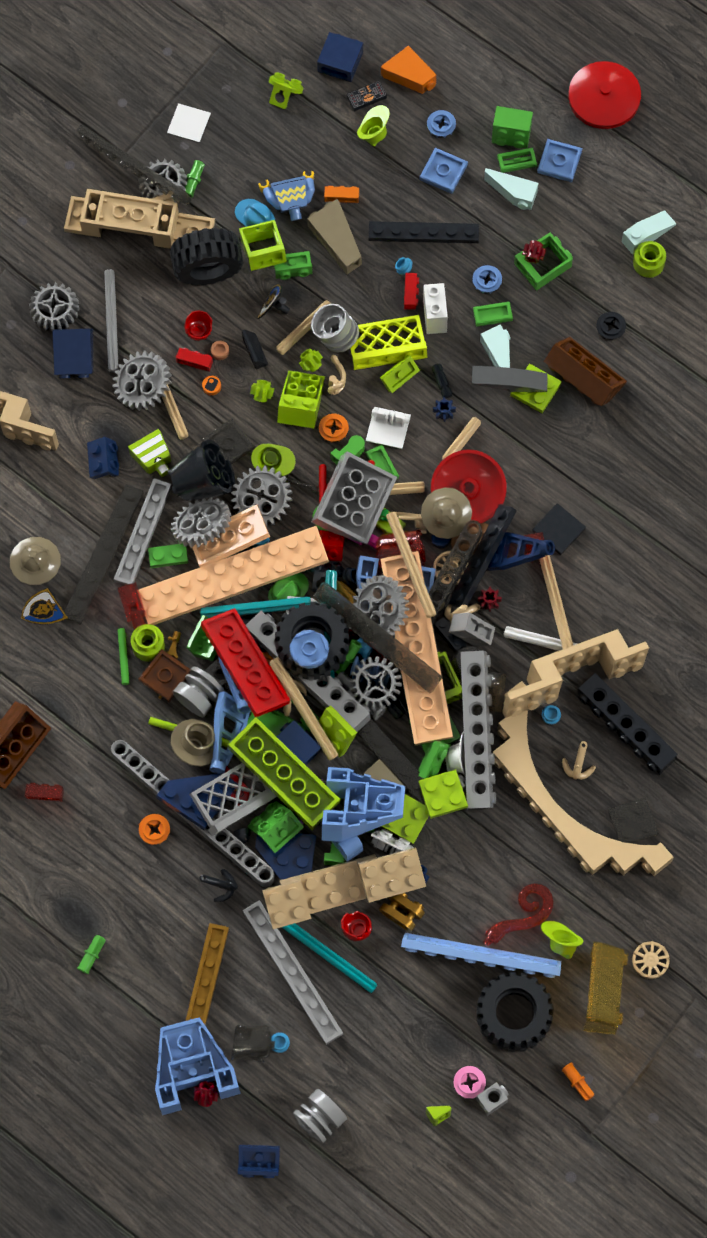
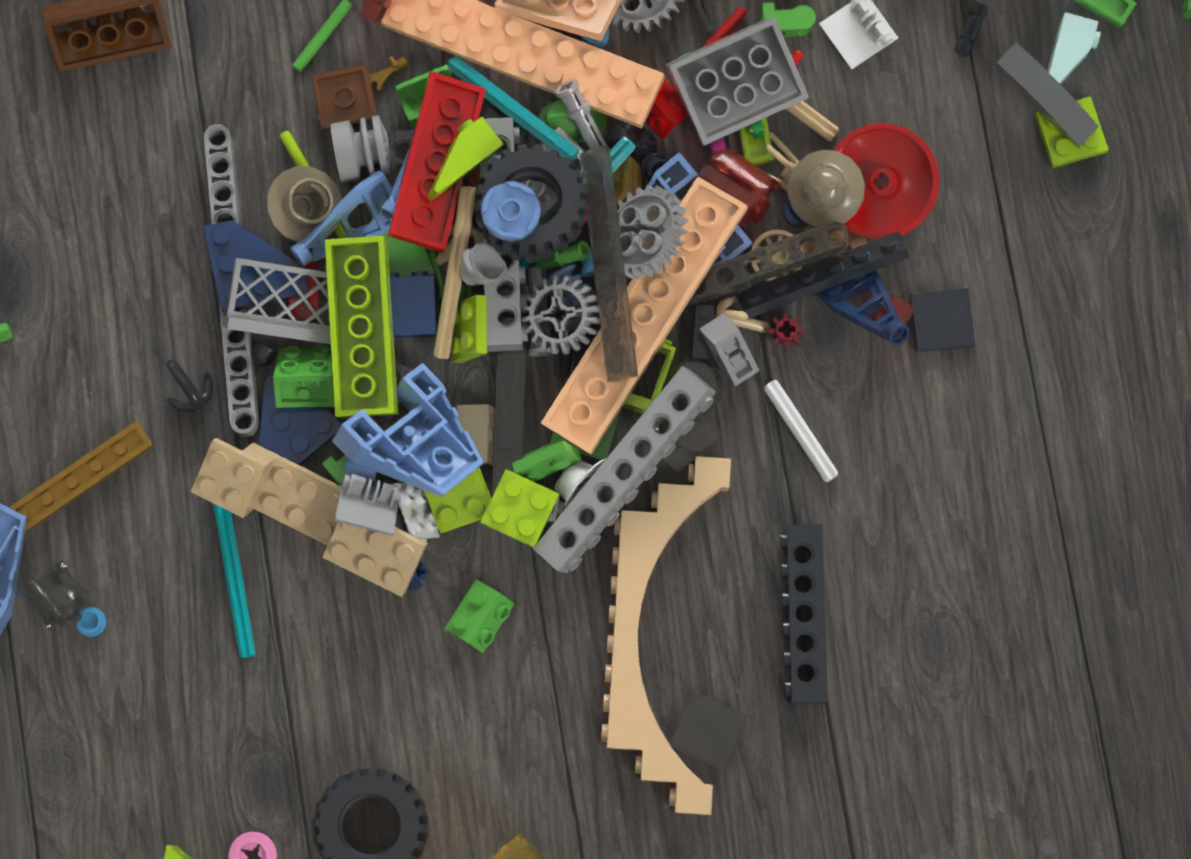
camera: 40 degrees right, 10 degrees up
(44, 792) = (97, 112): clear red piece -> none
(144, 633) = (360, 28): lime piece -> none
(154, 820) = (165, 253): orange gear -> none
(256, 645) = (468, 150): none -> lime slope
(291, 579) = (578, 110): none -> light grey pin
(293, 973) = (174, 563): light grey plate -> none
(316, 692) = (481, 265): none -> light grey piece
(319, 1116) = (47, 745): light grey wheel -> none
(356, 926) = (290, 569): red hair -> none
(369, 852) = (367, 505): none -> light grey hinge
(381, 459) = (813, 65): bright green tile -> none
(411, 564) = (723, 214): tan axle -> none
(414, 910) = (371, 608): pearl gold brick -> none
(444, 414) = (935, 70): dark blue gear -> none
(463, 437) = (932, 117): tan axle -> none
(470, 865) = (479, 616): none -> bright green bracket
(474, 953) = (395, 728): light blue plate -> none
(500, 929) = (446, 717): clear red plant -> none
(546, 672) = (761, 473): tan bracket -> none
(551, 714) = (731, 525): dark azure plate -> none
(556, 602) = (852, 412): tan axle -> none
(562, 939) = (503, 789): lime piece -> none
(576, 773) = (695, 619): tan piece -> none
(584, 371) = (1146, 161): reddish brown slope -> none

